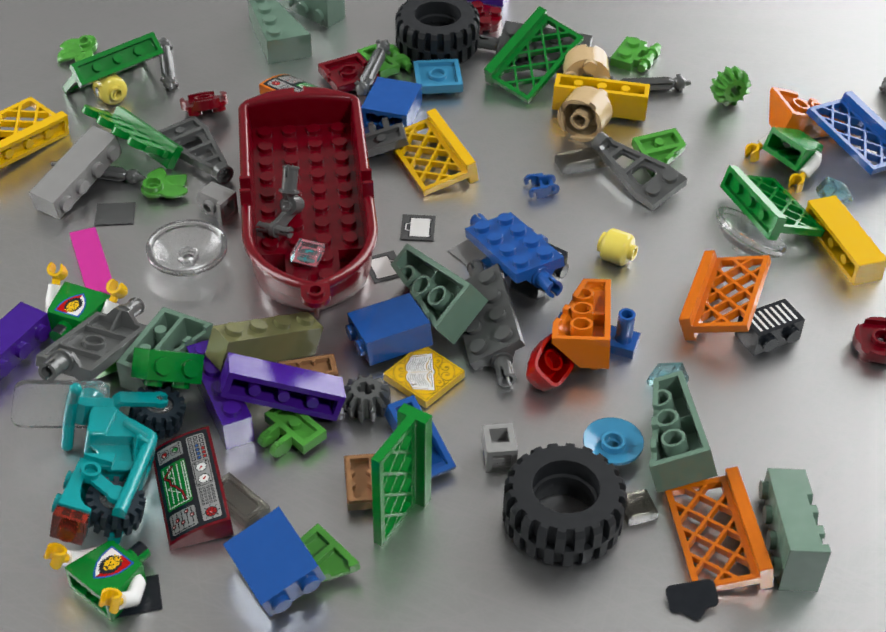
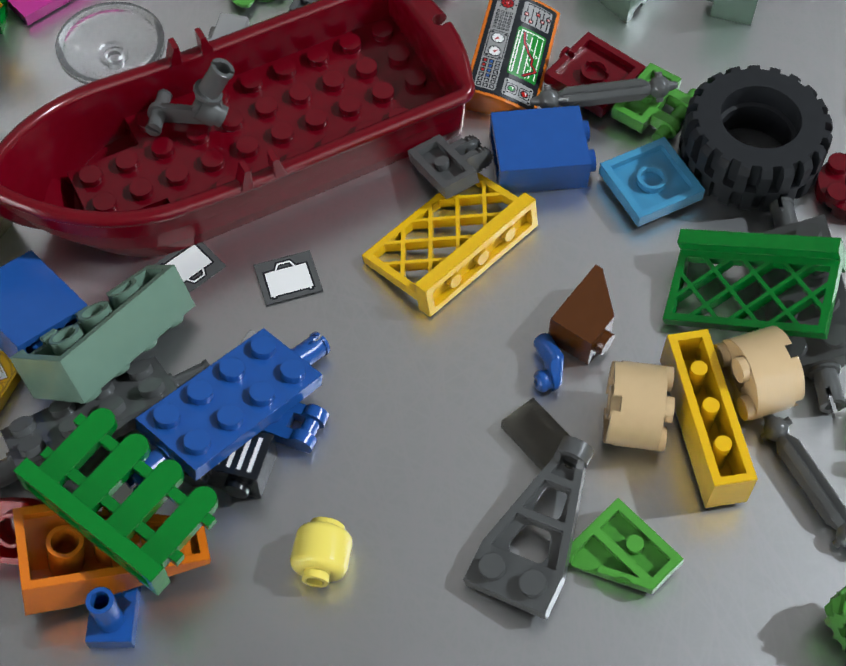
camera: 70 degrees right, 15 degrees up
(307, 252) = (124, 163): clear light blue tile -> none
(515, 120) = (585, 319): none -> reddish brown slope
(538, 141) = (553, 360): none -> blue arm
(546, 185) = (436, 411): blue piece -> none
(571, 302) = (130, 517): none -> green fence

